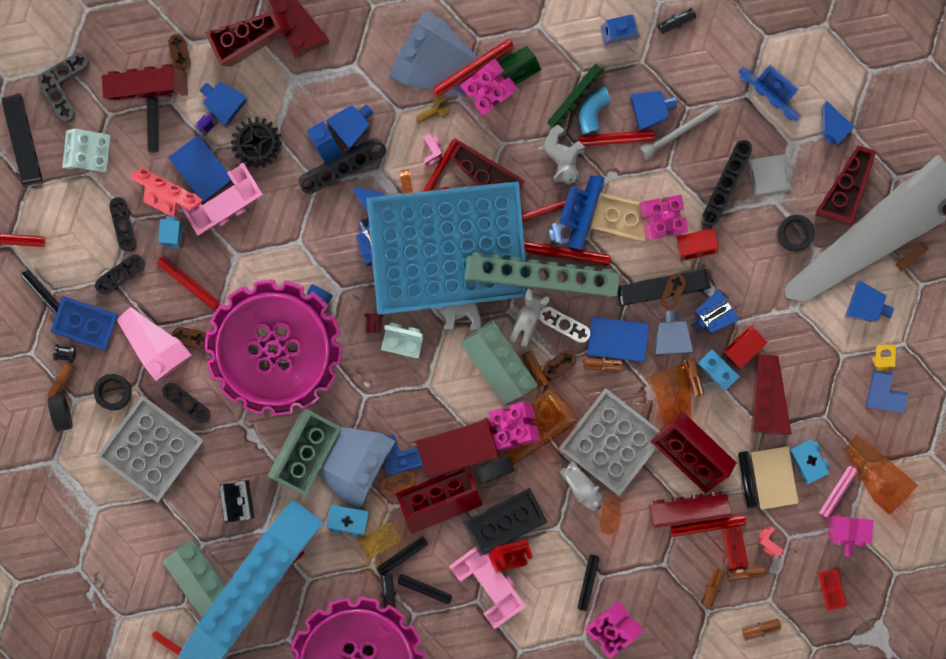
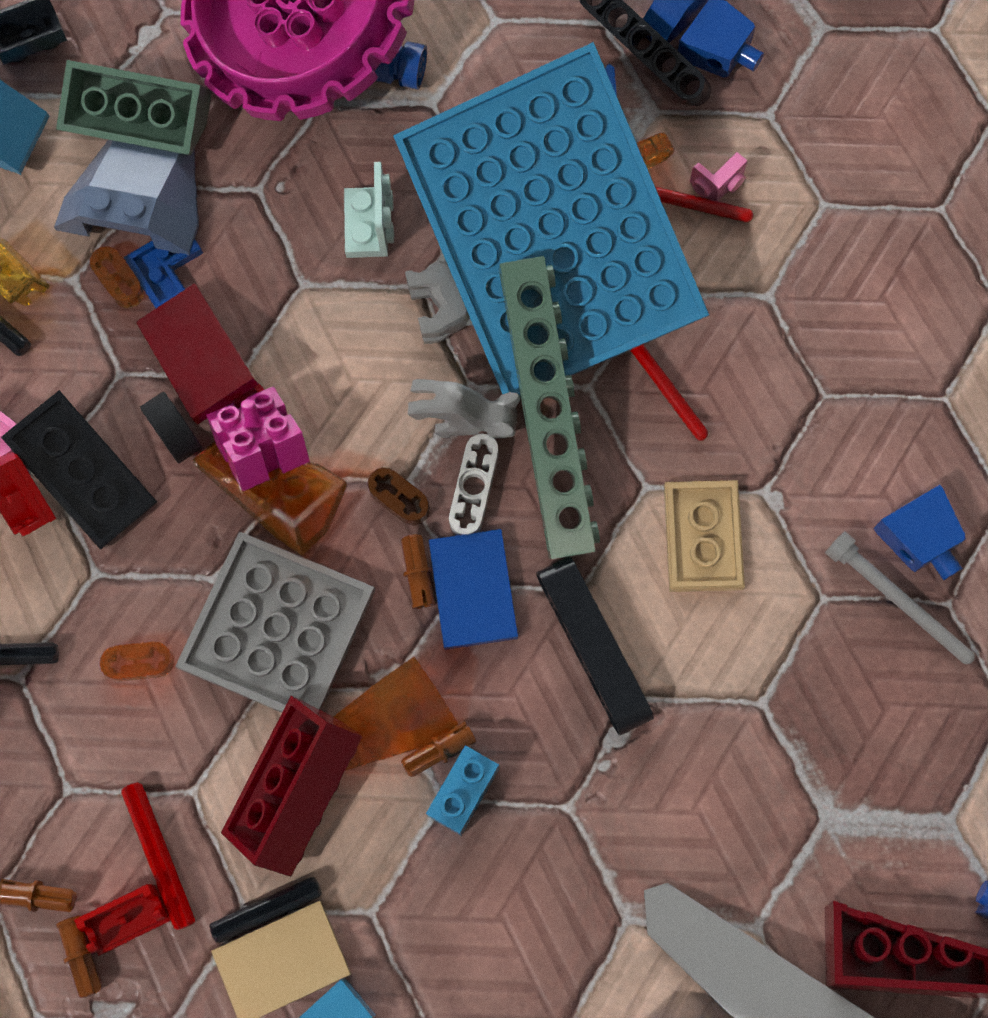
camera: 75 degrees right, 10 degrees down
(338, 513) = (30, 210): dark azure brick -> none
(373, 322) = (391, 162): dark red bush -> none
(431, 55) = (883, 143): sand blue wedge -> none
(434, 110) = (792, 170): pearl gold bar -> none
(439, 499) = (98, 349): dark red slope -> none
(472, 68) = (889, 206): red axle -> none
(480, 168) = (714, 266): dark red wedge -> none
(488, 87) = (865, 232): dark pink brick -> none
(498, 363) = (371, 384): sand green slope -> none
(520, 65) = (916, 283): dark green panel -> none
(535, 368) = (377, 454): dark orange axle -> none
(555, 234) = (638, 424): light blue bracket -> none
(563, 156) = (782, 400): light grey animal -> none
(567, 253) = (605, 451): red axle -> none
(580, 90) = (917, 394): dark green wing -> none
(580, 209) = (693, 451): blue bracket -> none
(582, 487) = (172, 590): light grey animal -> none
(590, 108) = (883, 424): dark azure cylinder -> none
(617, 138) = (847, 488): red axle -> none
(663, 217) = (727, 607): dark pink brick -> none
(672, 336) = (505, 686): sand blue torso -> none
(677, 293) = (590, 650): reddish brown beam -> none
(690, 510) = (173, 807): dark red slope -> none
(697, 244) = (695, 687): red hinge -> none
(714, 314) = (570, 755): blue torso -> none
(732, 176) = (848, 708): black beam -> none
(744, 347) = (522, 833): red hinge -> none
(769, 175) = (873, 795): light grey piece -> none
(769, 399) = (426, 910): dark red wedge -> none
(770, 548) = (138, 990): coral bracket -> none
(796, 247) = (807, 872): black tyre -> none

